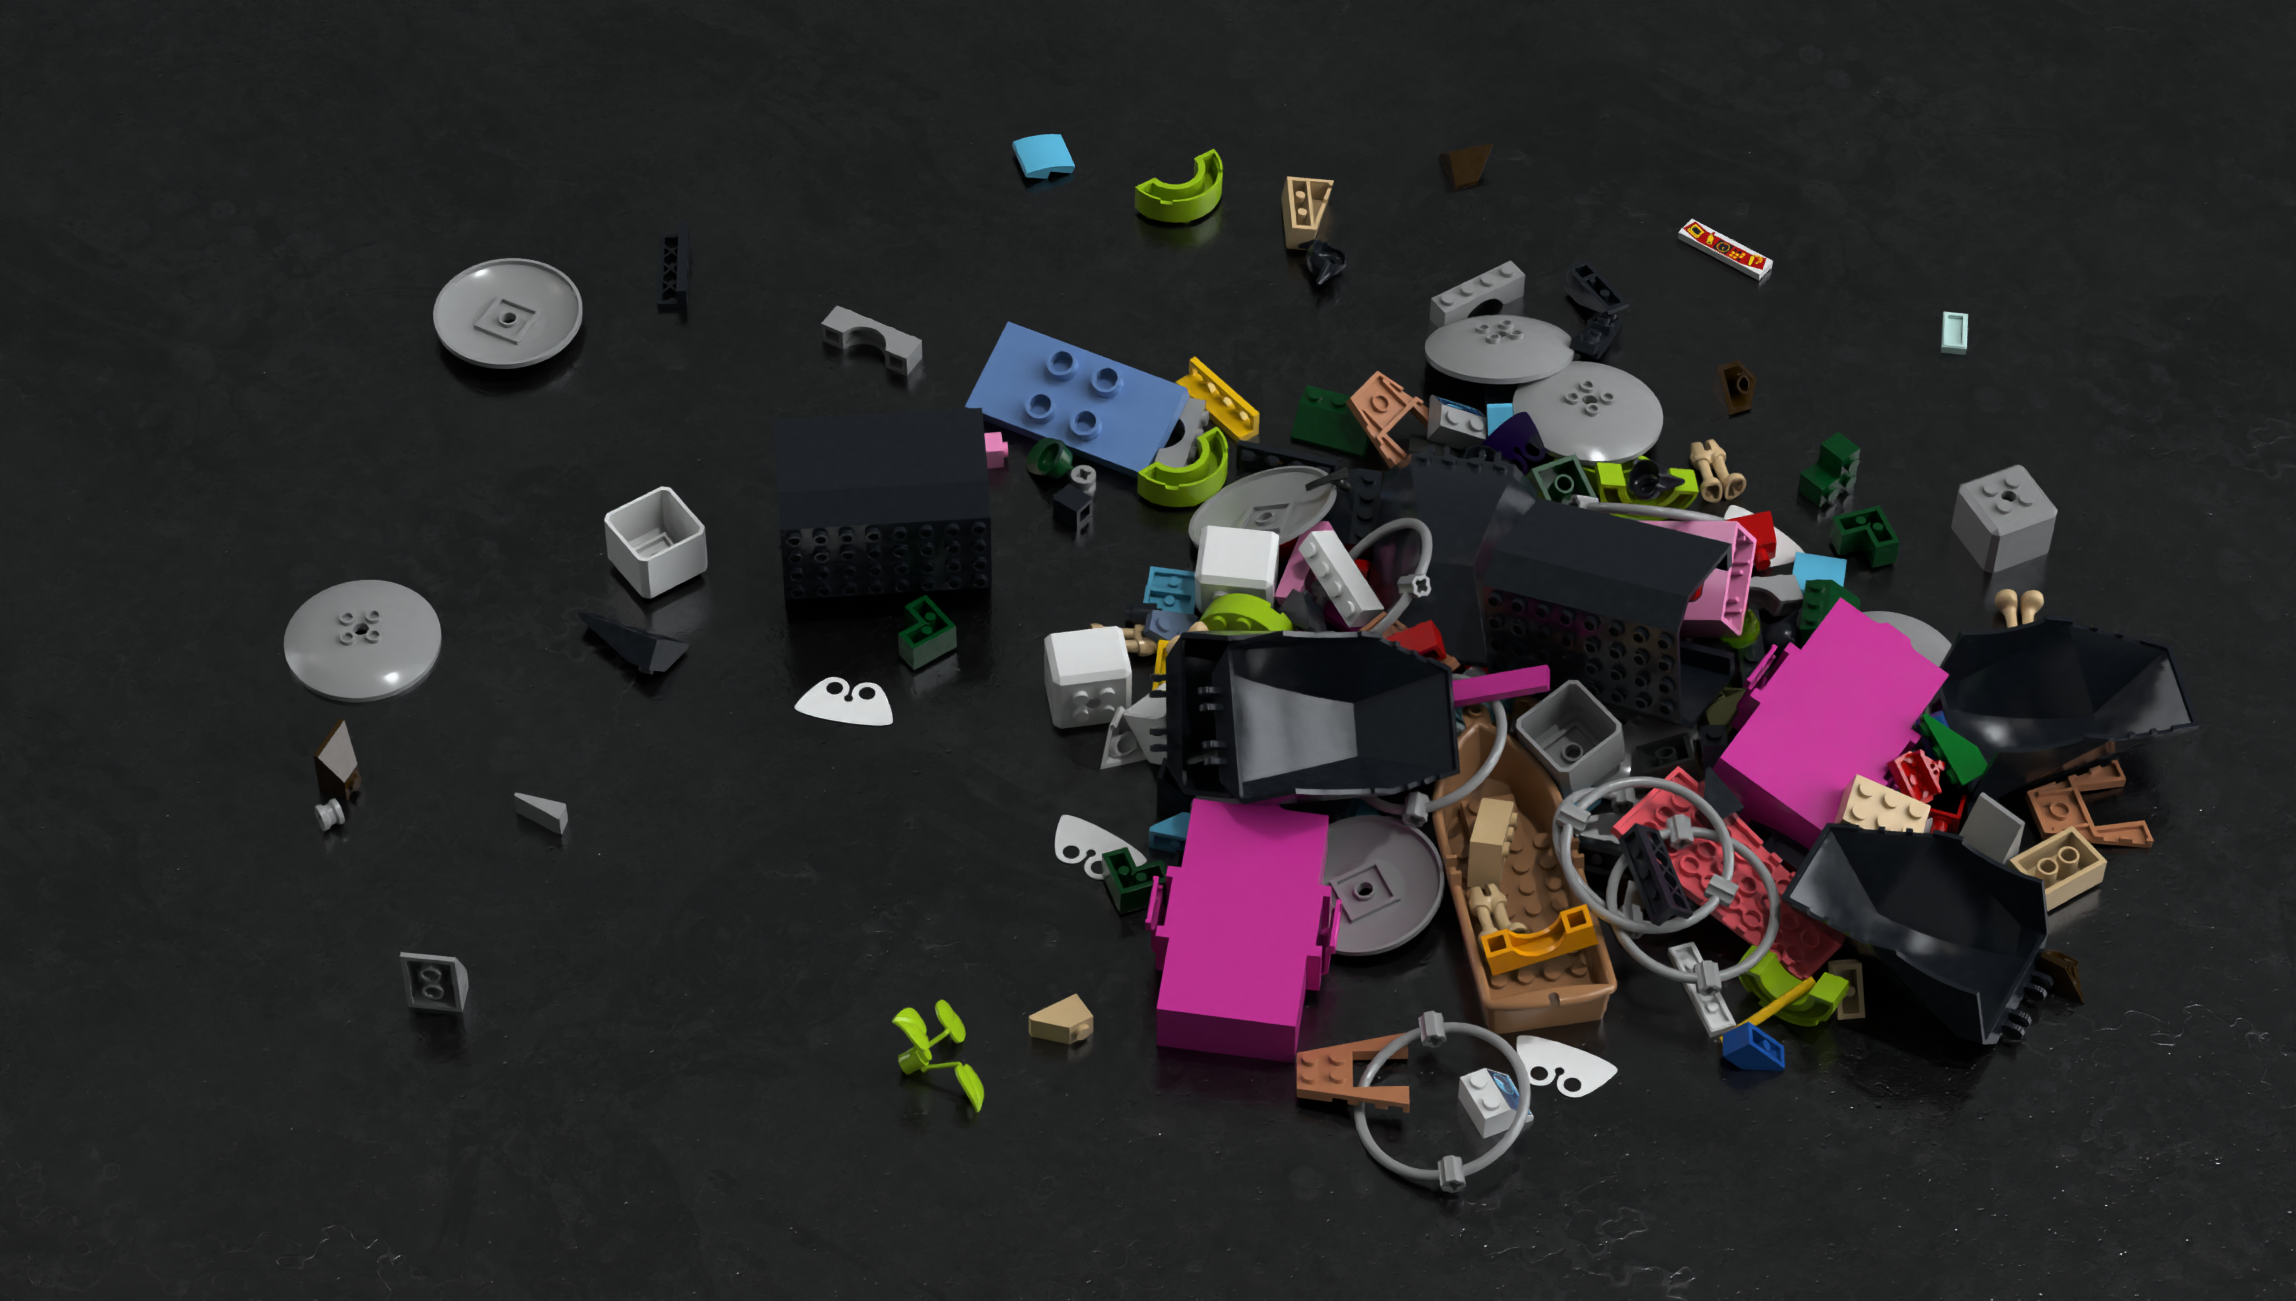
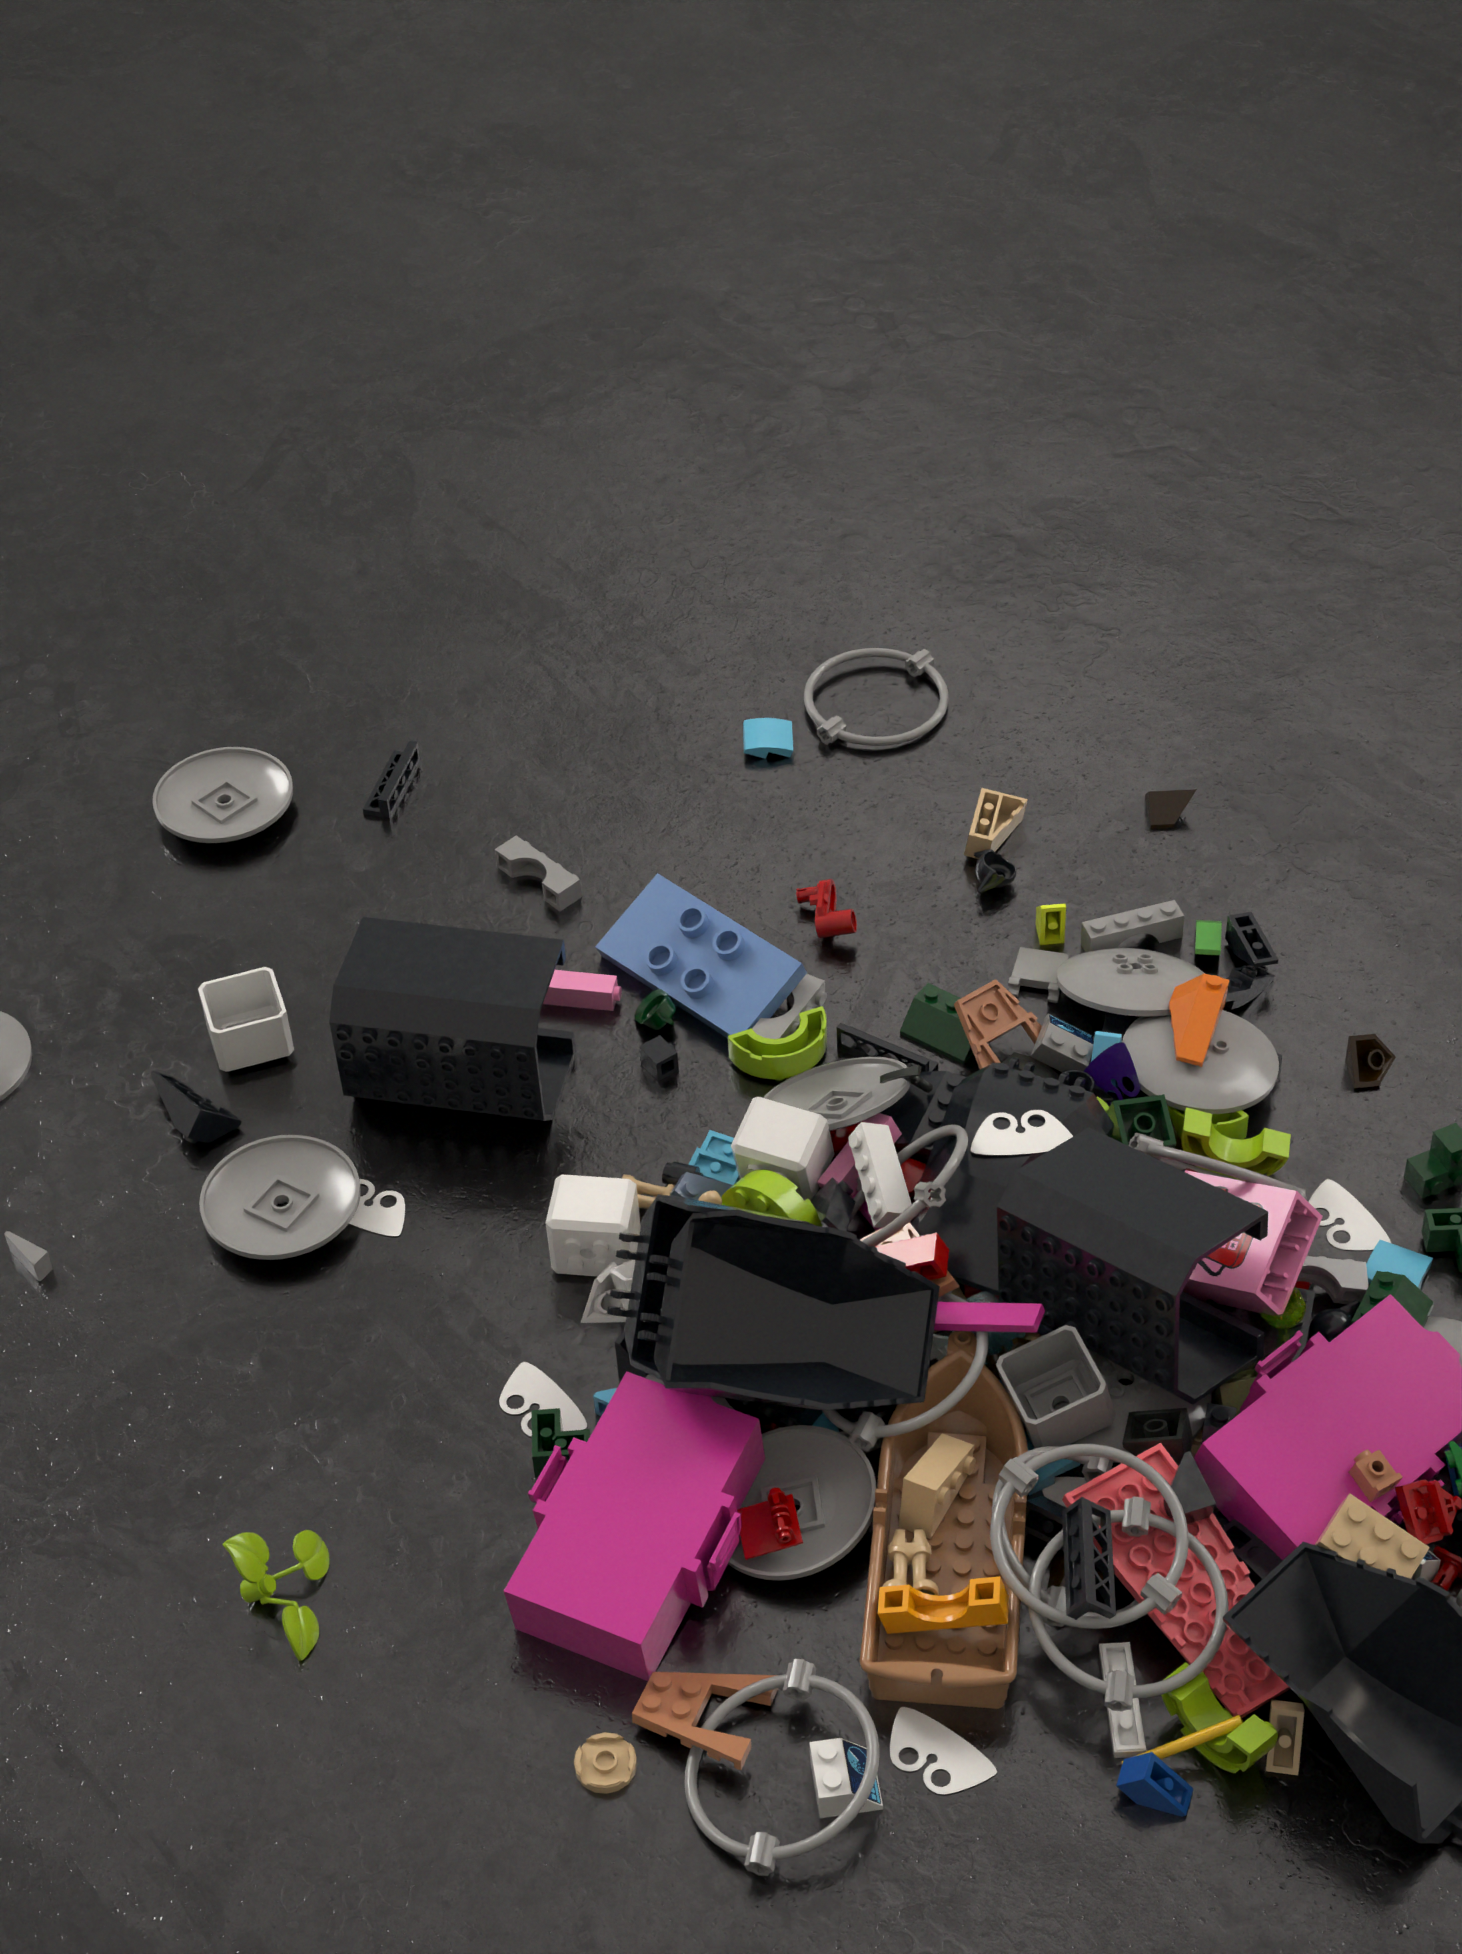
camera: 20 degrees right, 5 degrees down
(760, 680) = (295, 1169): none -> light grey dish
(927, 633) = (464, 1156): dark green brick -> none
(1062, 1021) = (424, 1580): tan slope -> none
(1084, 478) = (680, 1036): light grey wheel -> none
(1108, 133) = (836, 728): none -> light grey piece
(1185, 200) = (883, 795): lime brick -> none
(1187, 341) = (828, 920): none -> red piece
(1224, 405) = (841, 986): yellow fence -> none
(1284, 1135) = (605, 1763): none -> tan tile
(1360, 907) = (770, 1525): none -> red hinge
(1398, 304) = (1051, 923): none -> neon yellow slope
(1402, 353) = (1037, 970): none -> light grey flag
(1484, 518) = (1009, 1142): none -> white piece
(1550, 291) = (1208, 937): none -> bright green slope
(1577, 373) = (1195, 1015): none -> orange wedge
(1650, 480) = (1240, 1136): black piece -> none
(1715, 458) = (1323, 1128): tan piece -> none
(1725, 249) = (1402, 927): tile -> none
(1761, 528) = (1339, 1218): red torso -> none
(1868, 755) = (1377, 1481): none -> nougat brick

